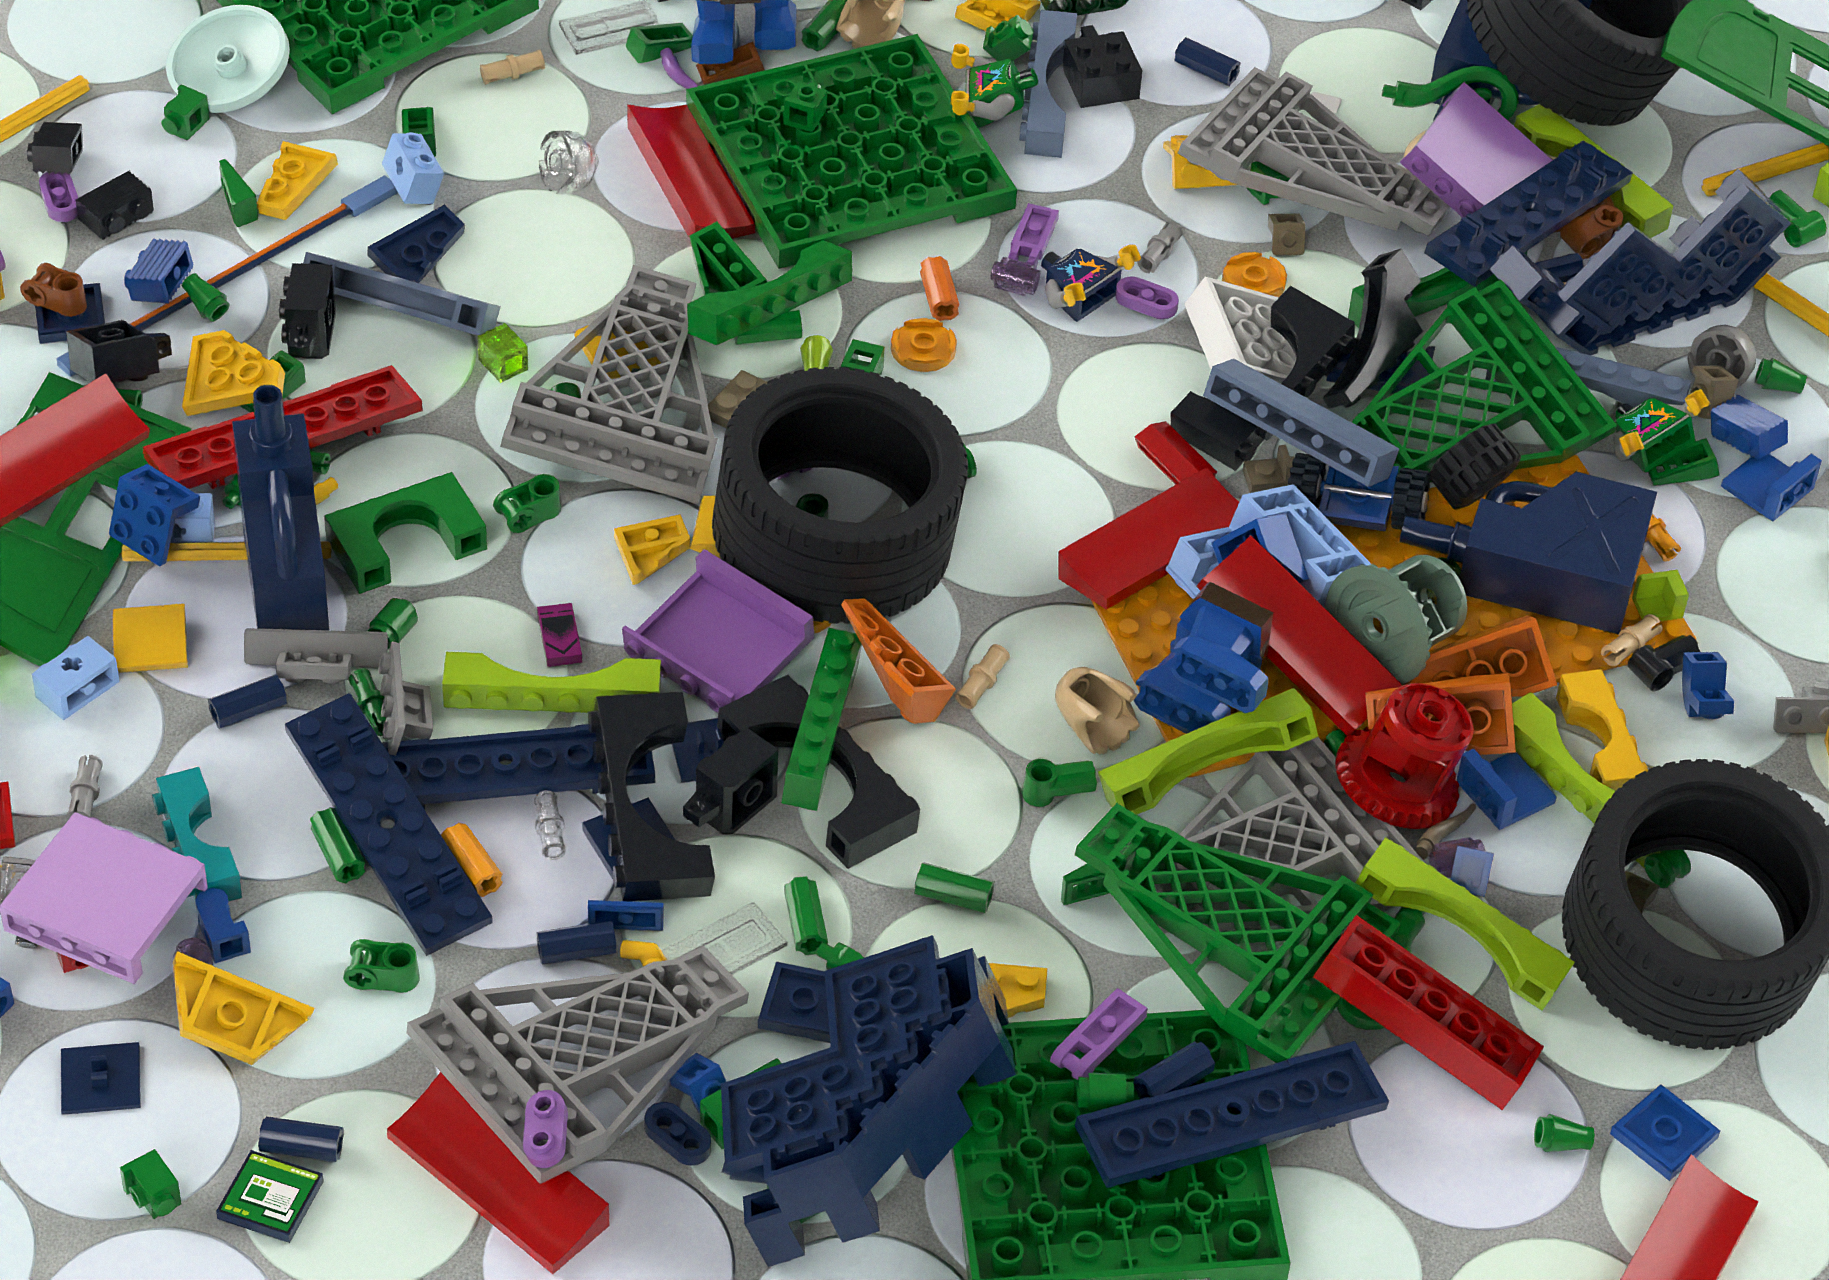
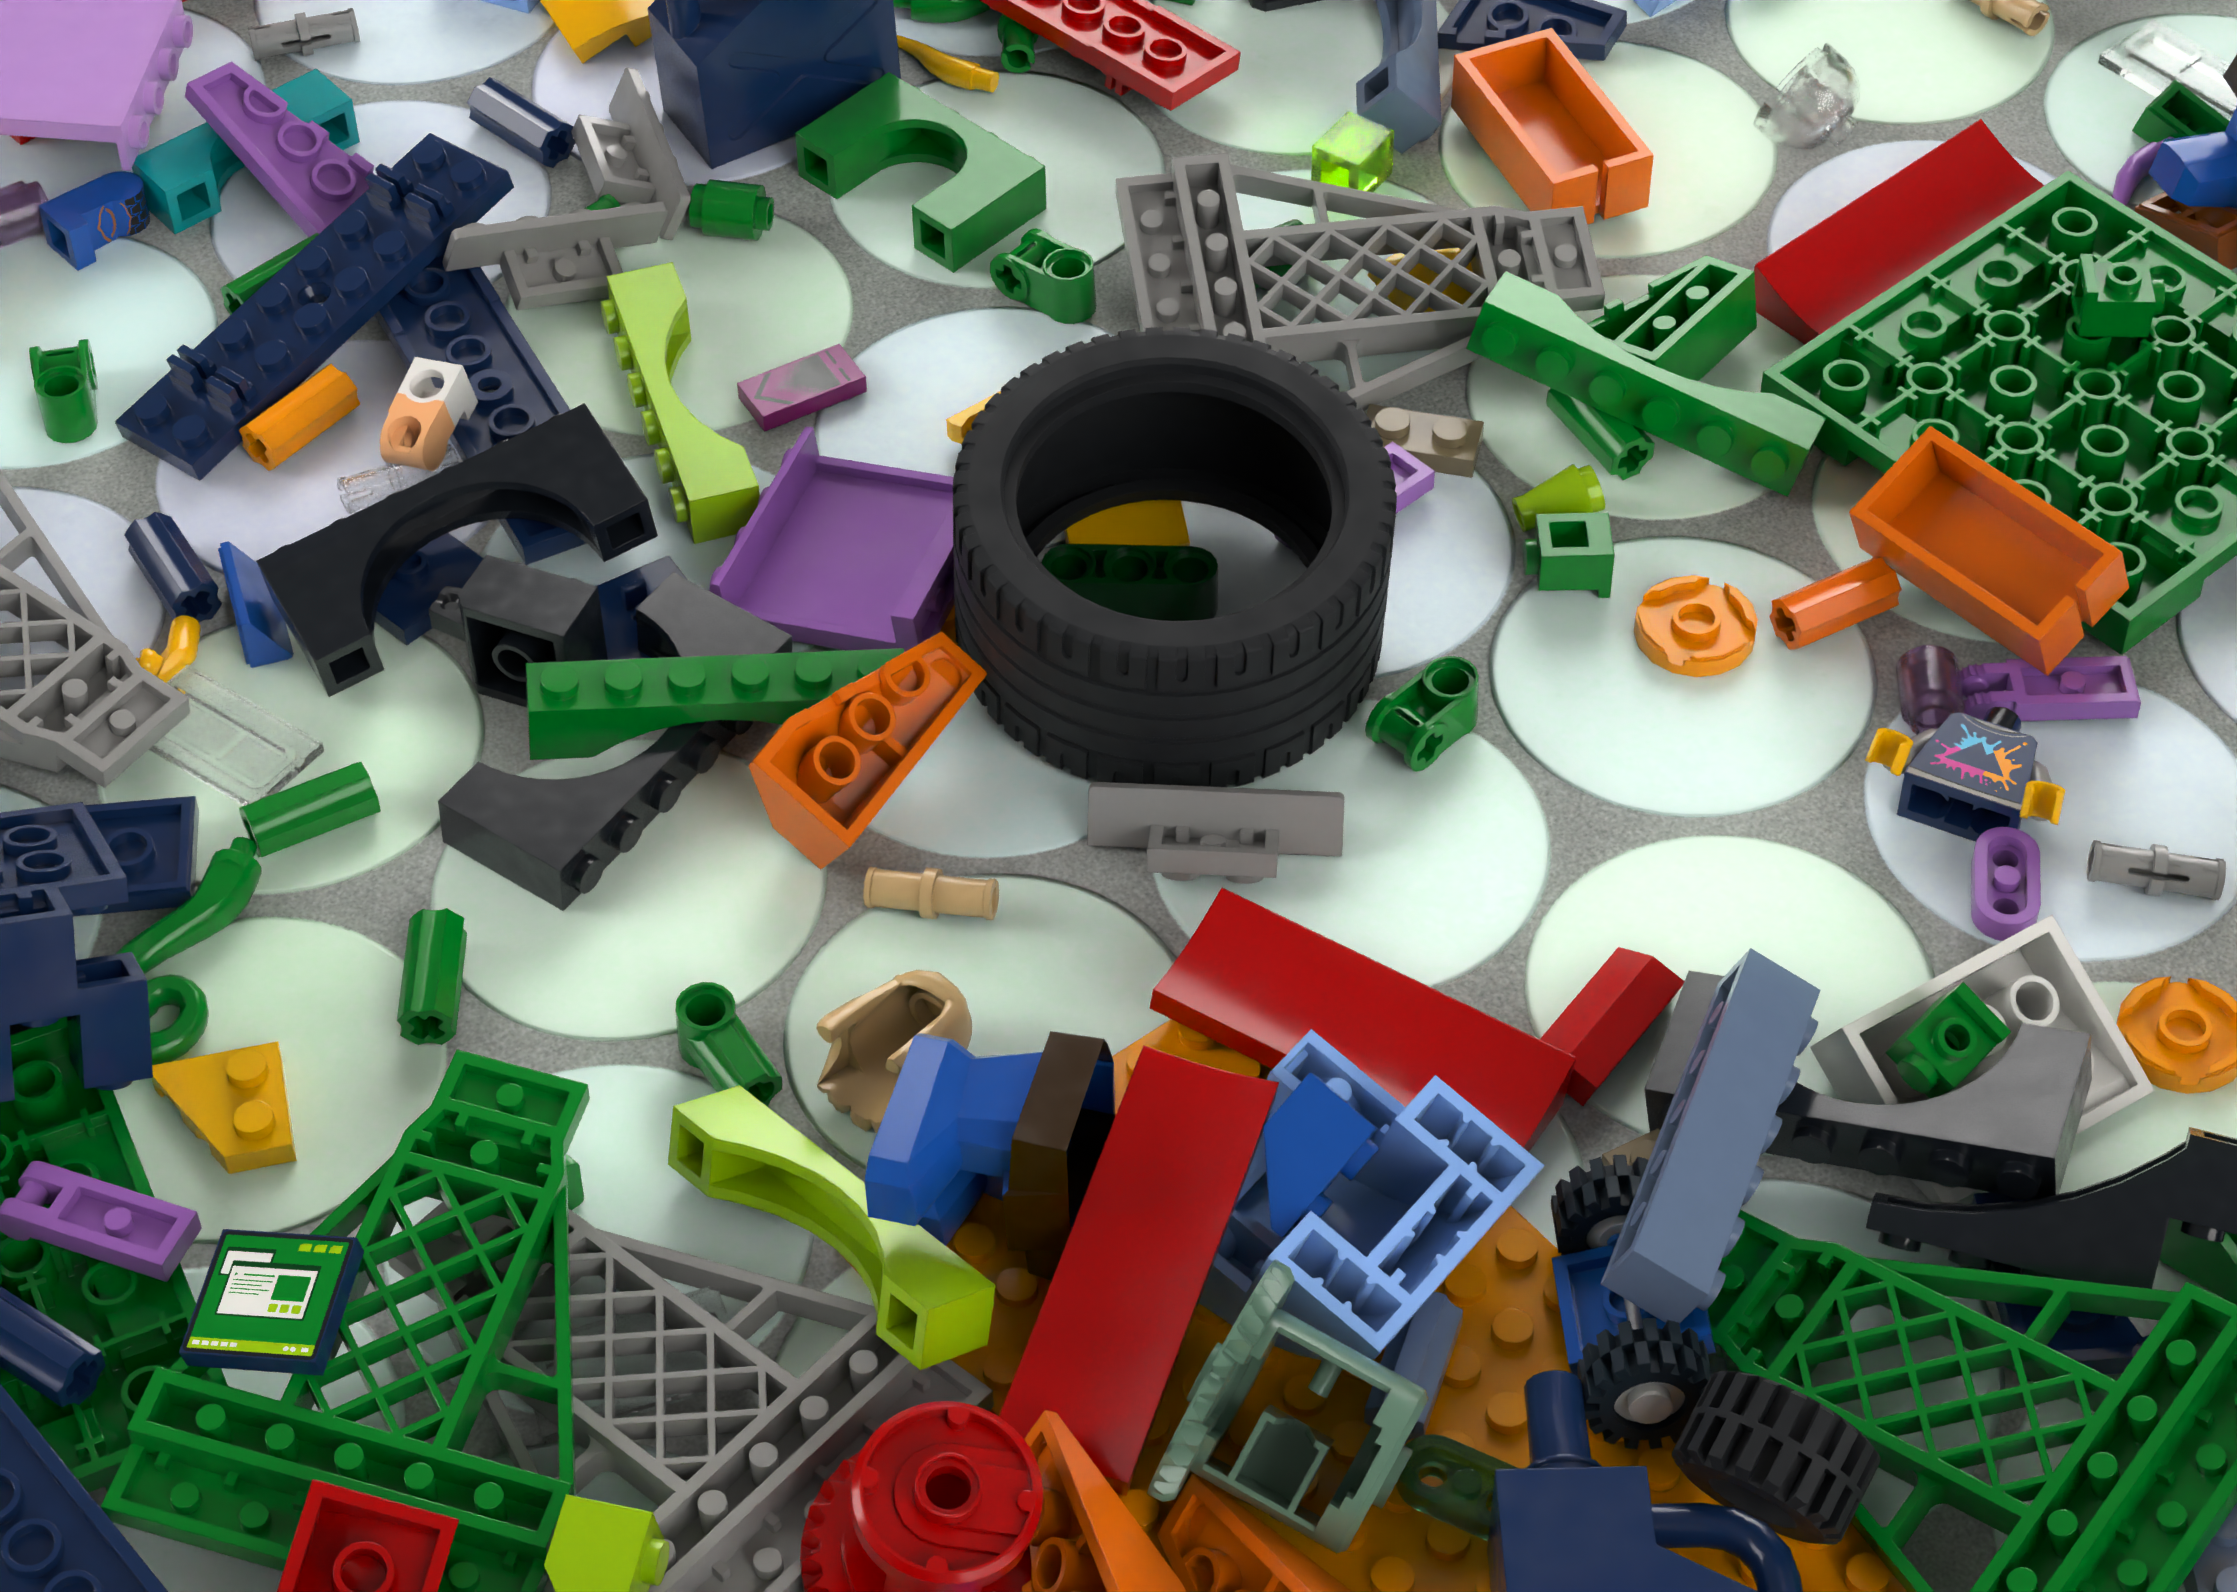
camera: 75 degrees right, 0 degrees up
(246, 807) = (285, 154): none -> medium lavender wing
(536, 265) = (1551, 127): none -> orange piece
(537, 783) = (425, 415): none -> leg
(962, 212) = (1989, 550): none -> orange piece
(993, 557) = (1215, 828): none -> light grey bracket
(1207, 954) = (272, 1302): none -> tile
(1264, 336) = (1947, 1042): none -> green brick

